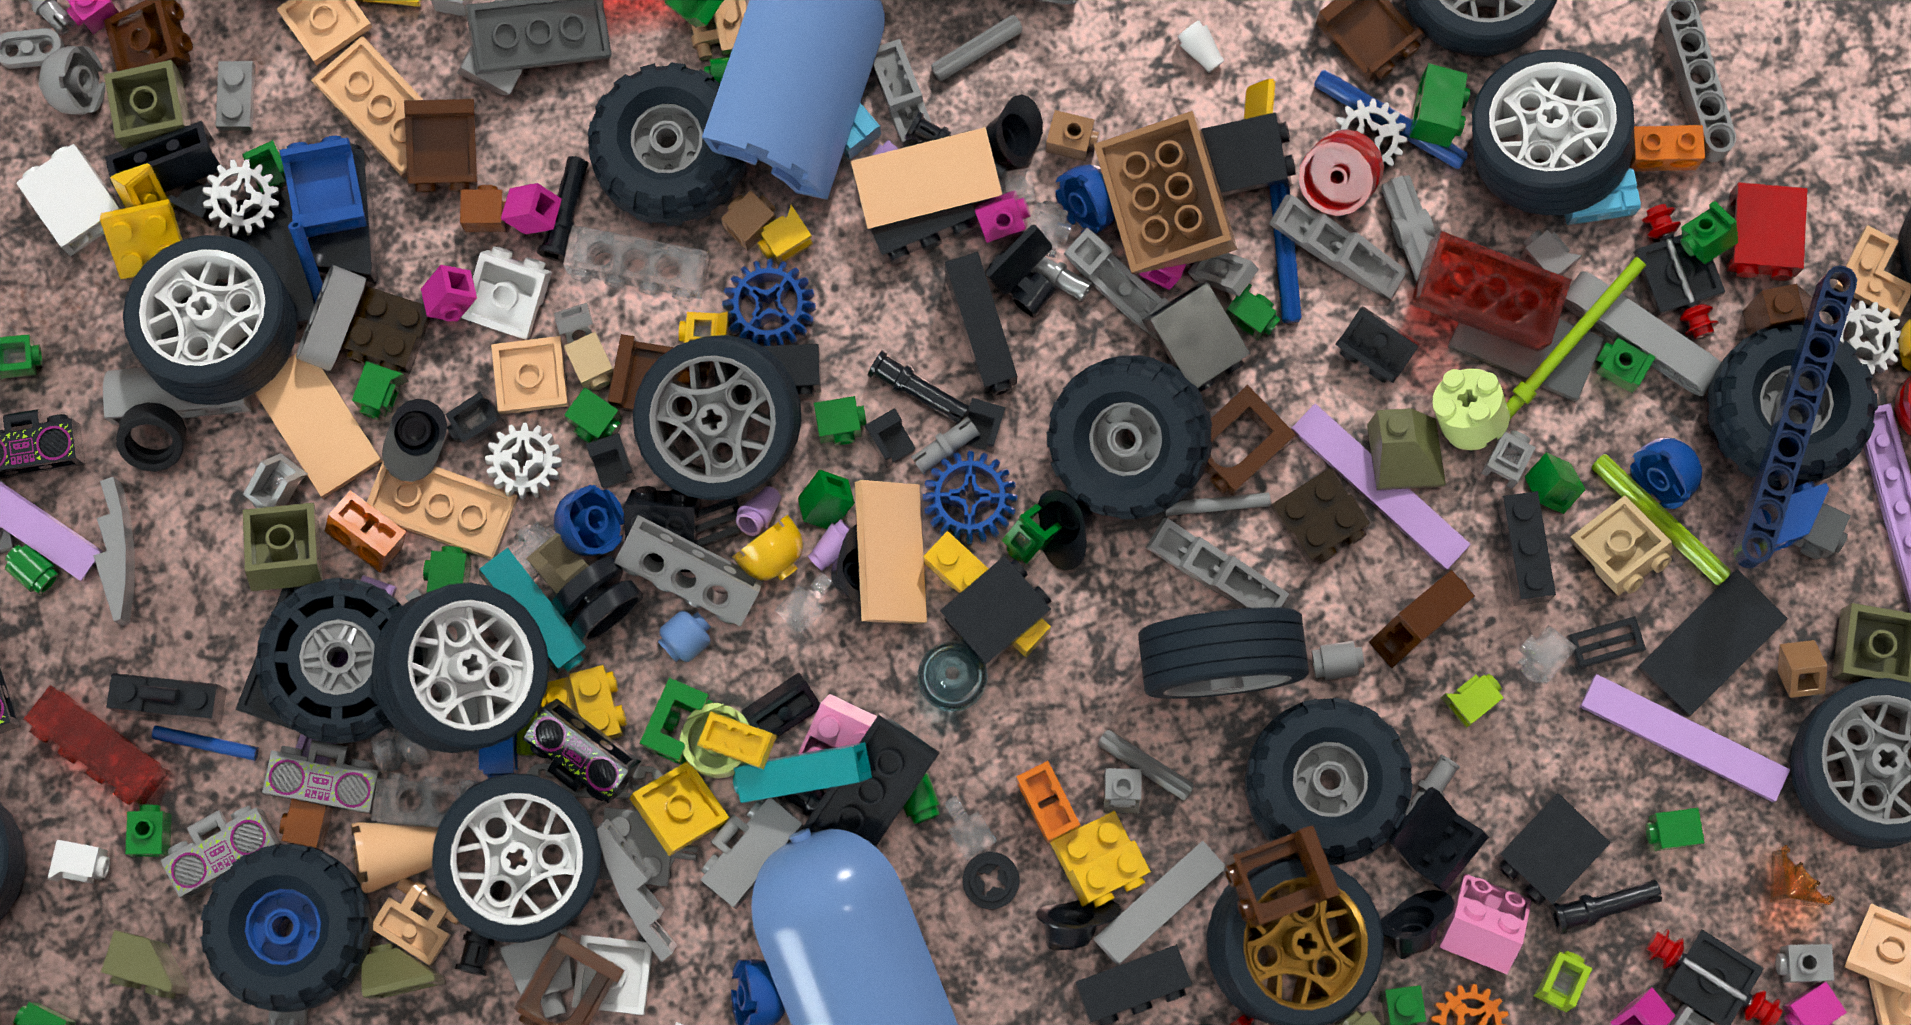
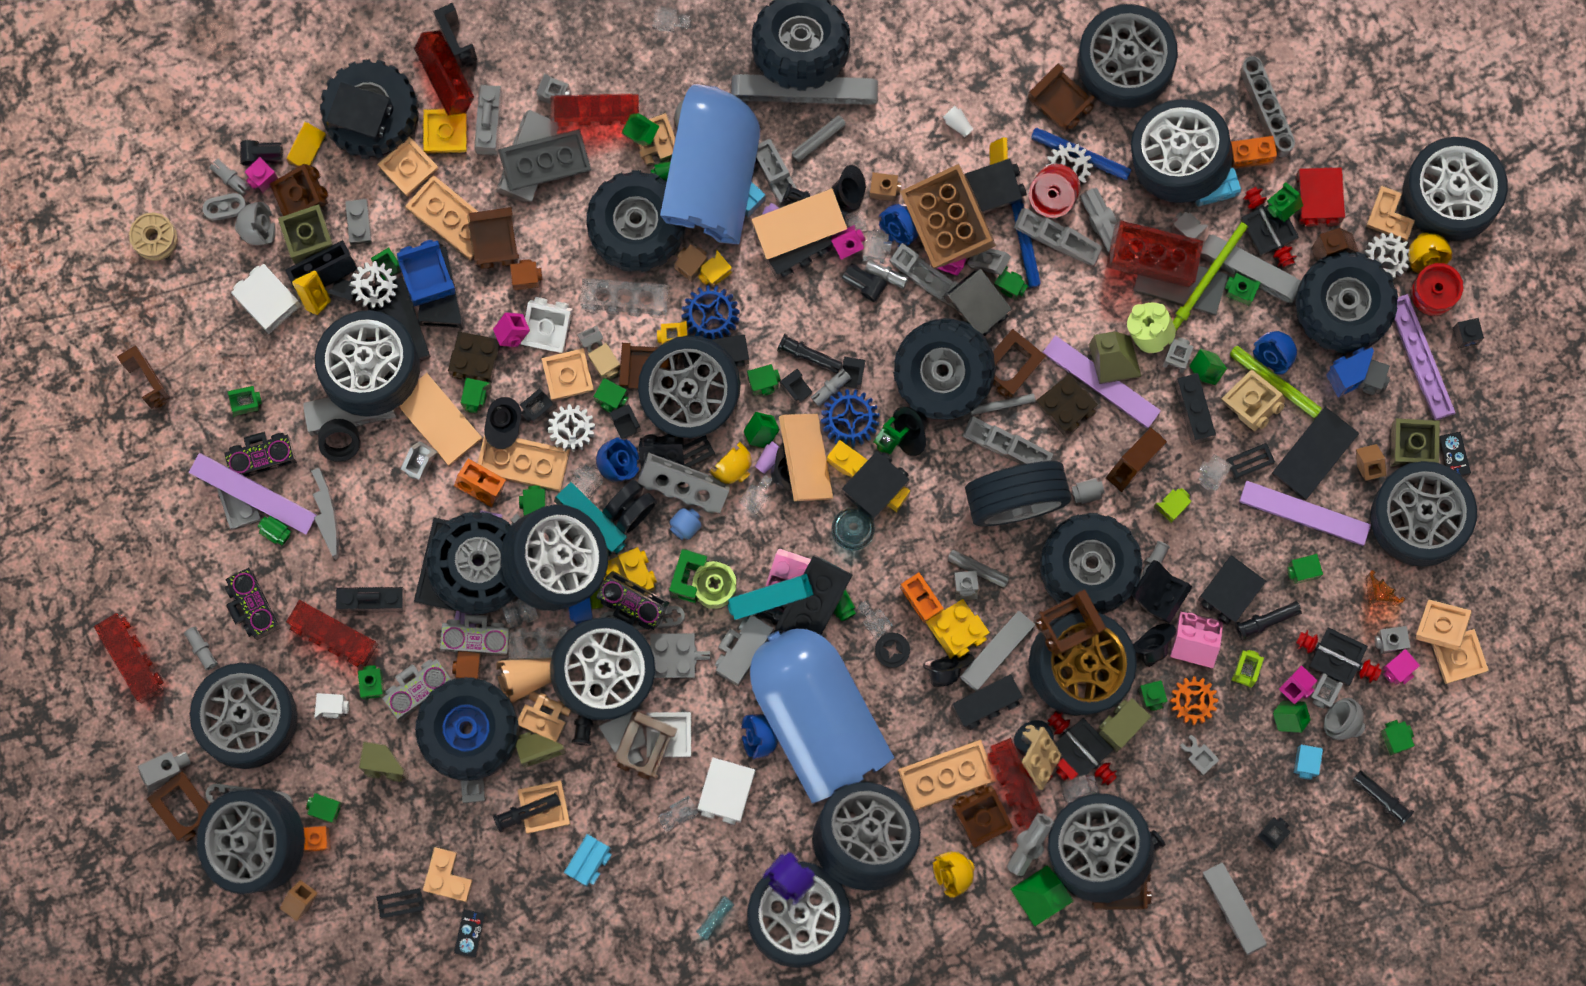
camera: 10 degrees left, 0 degrees up
(139, 234) = (314, 316): yellow plate -> none
(205, 743) = (396, 624): blue piece -> none
(282, 546) = (430, 498): olive brick -> none
(306, 257) = (423, 322): blue piece -> none
(330, 318) = (440, 353): light grey beam -> none
(531, 208) = (556, 271): dark pink brick -> none
(556, 240) = (574, 278): black pin -> none
(556, 563) = (601, 488): dark tan panel -> none
(629, 876) = (672, 673): light grey slope -> none
(679, 808) = (696, 628): yellow plate -> none
(736, 740) = (728, 582): yellow plate -> none
(758, 511) = (720, 443): lavender cone -> none
(782, 706) = (751, 561): black slope -> none
(980, 323) = (843, 310): black slope -> none
(1019, 259) = (862, 268): black slope -> none
(1376, 345) = (1089, 295): black bracket -> none
(1439, 105) = (1109, 142): green brick -> none
(1804, 402) = (1343, 318): dark blue beam -> none

